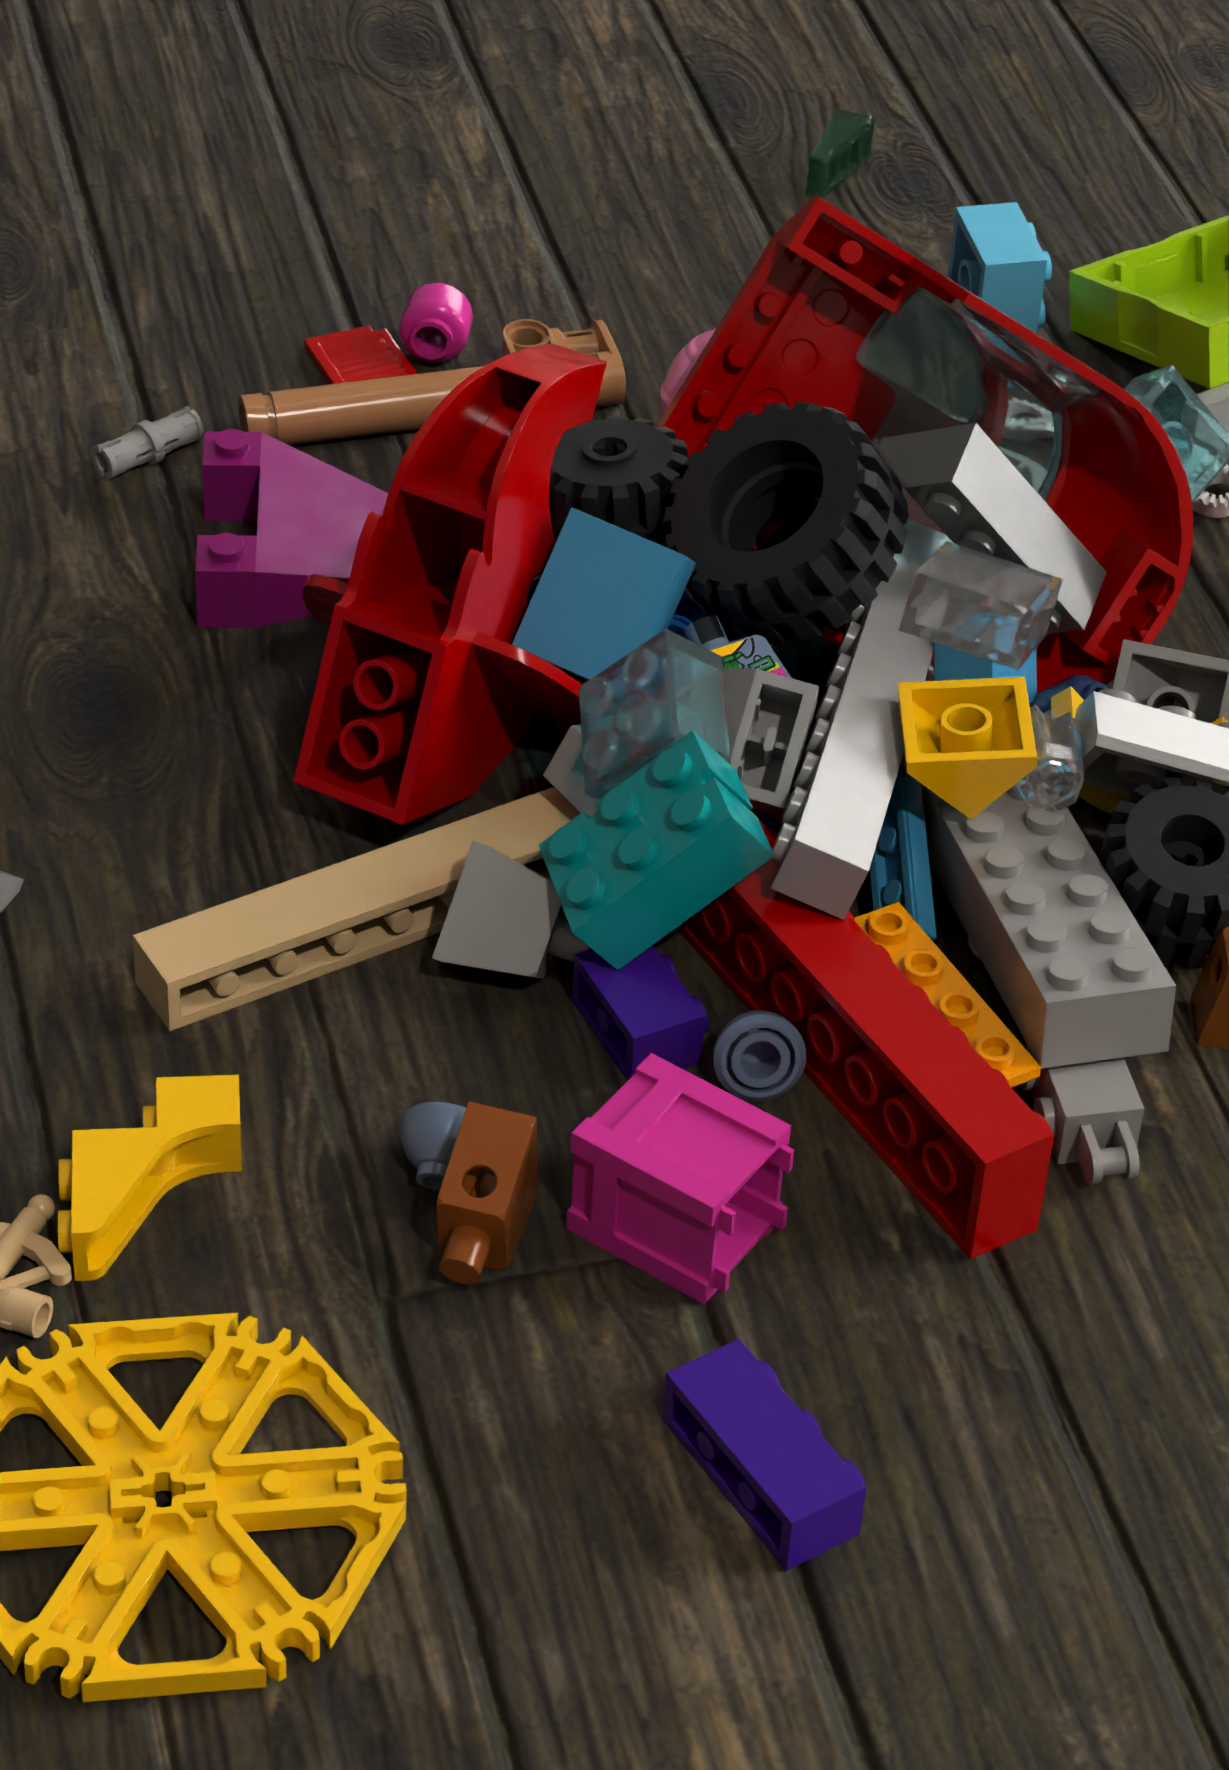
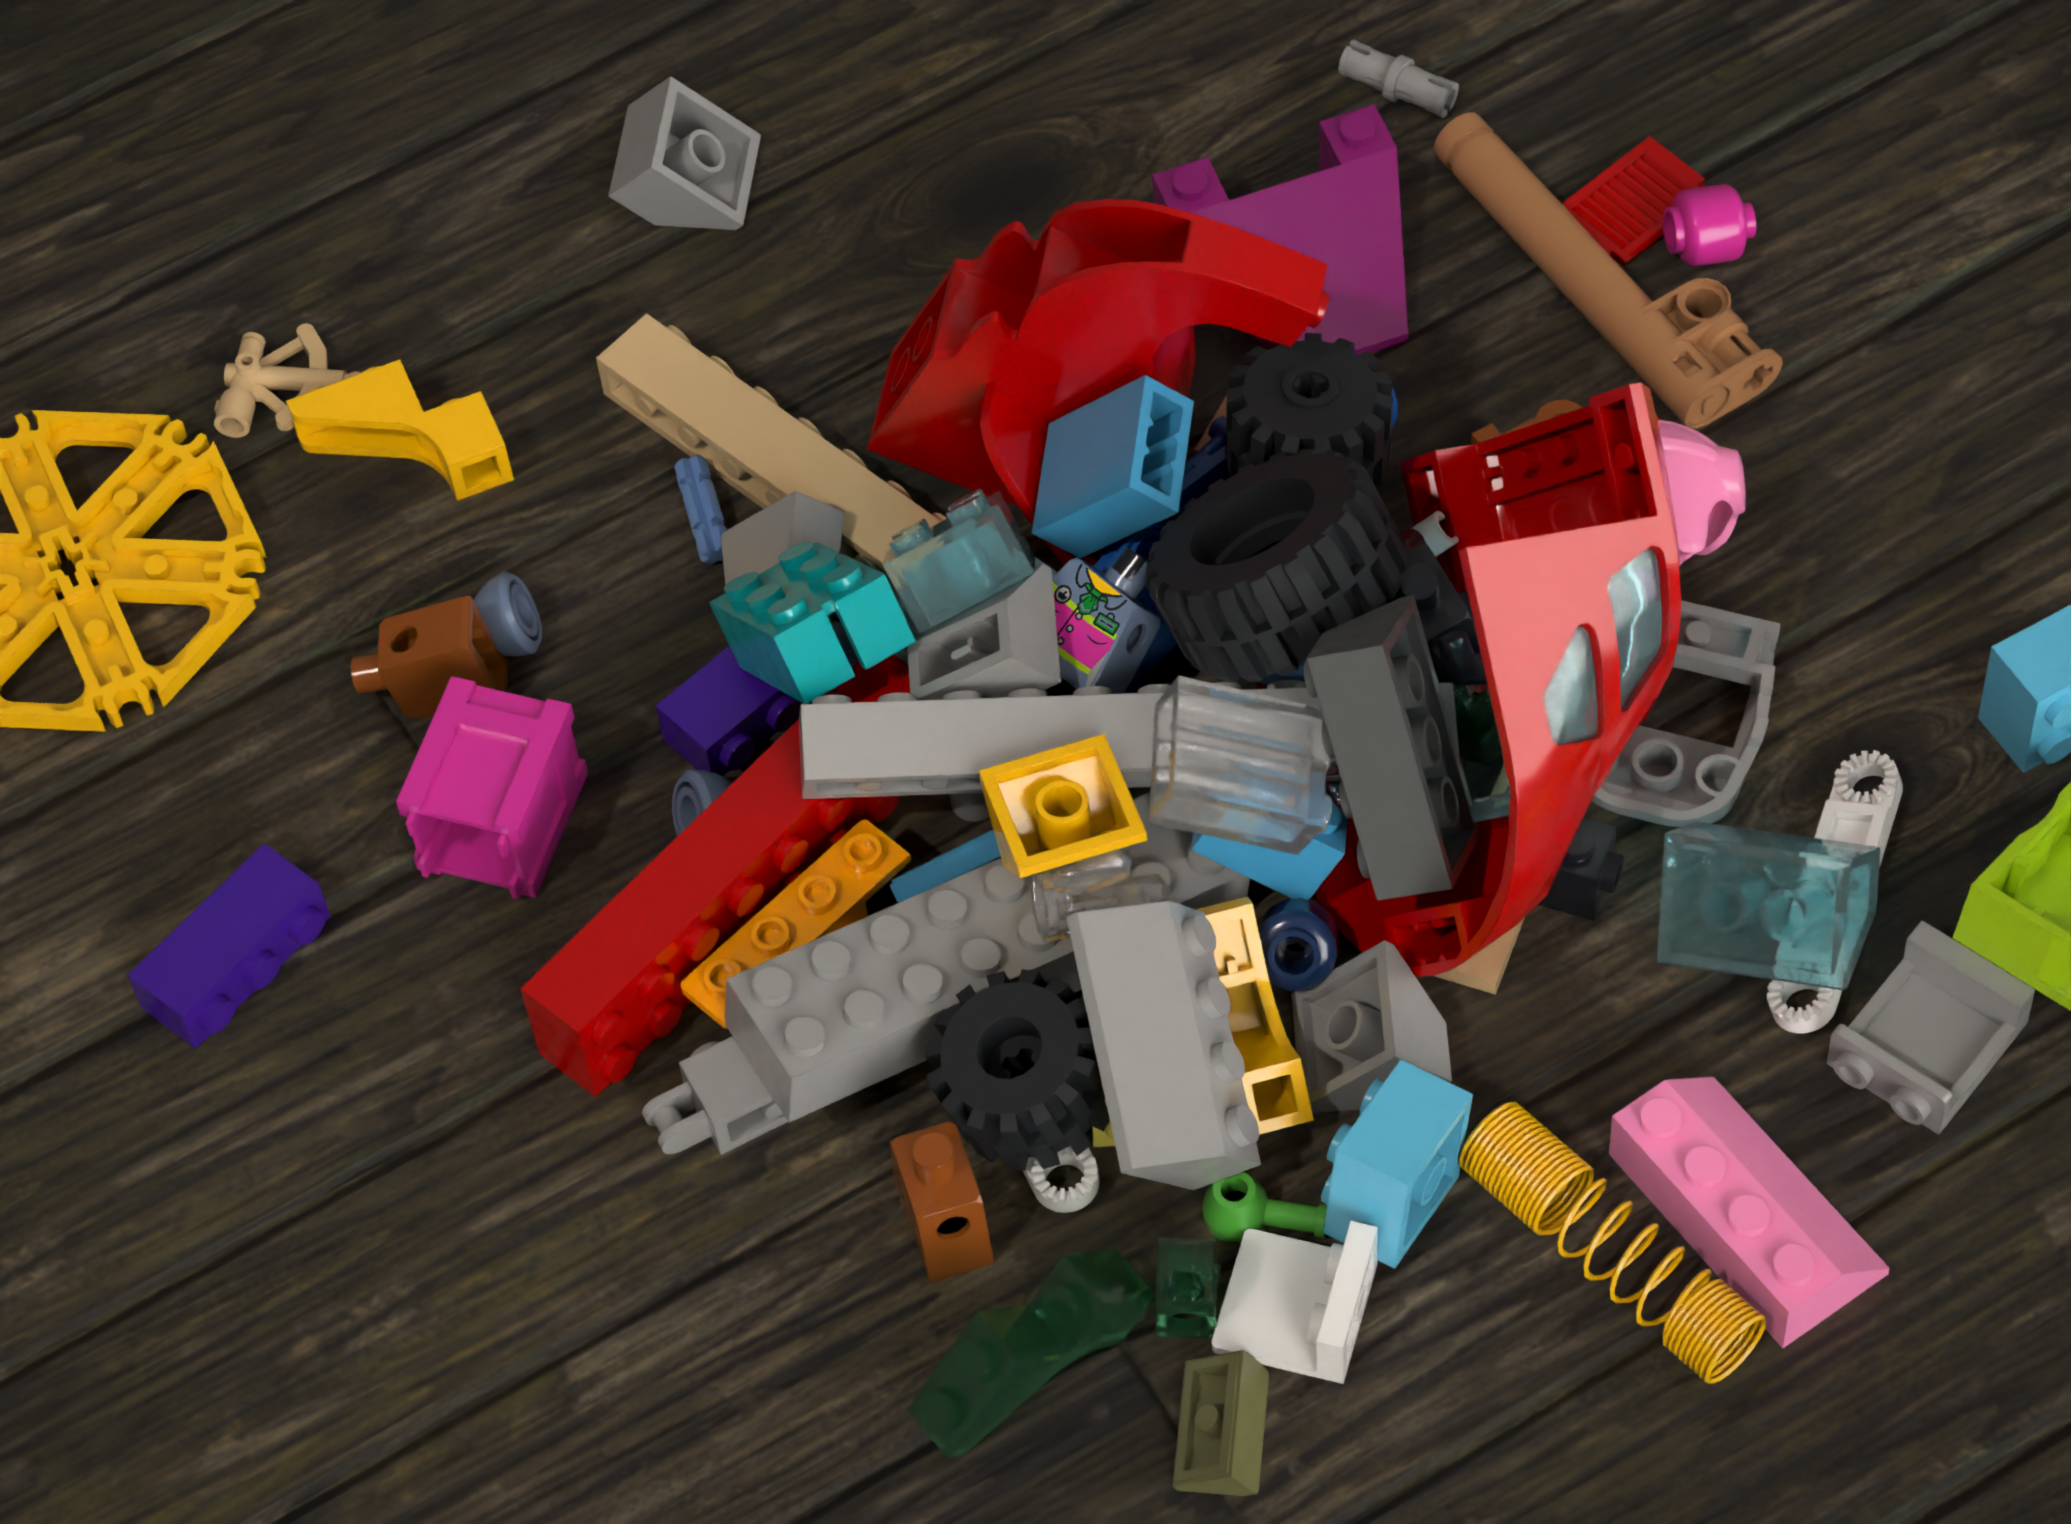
camera: 80 degrees right, 15 degrees up
(373, 982) = (701, 507): none -> medium blue axle

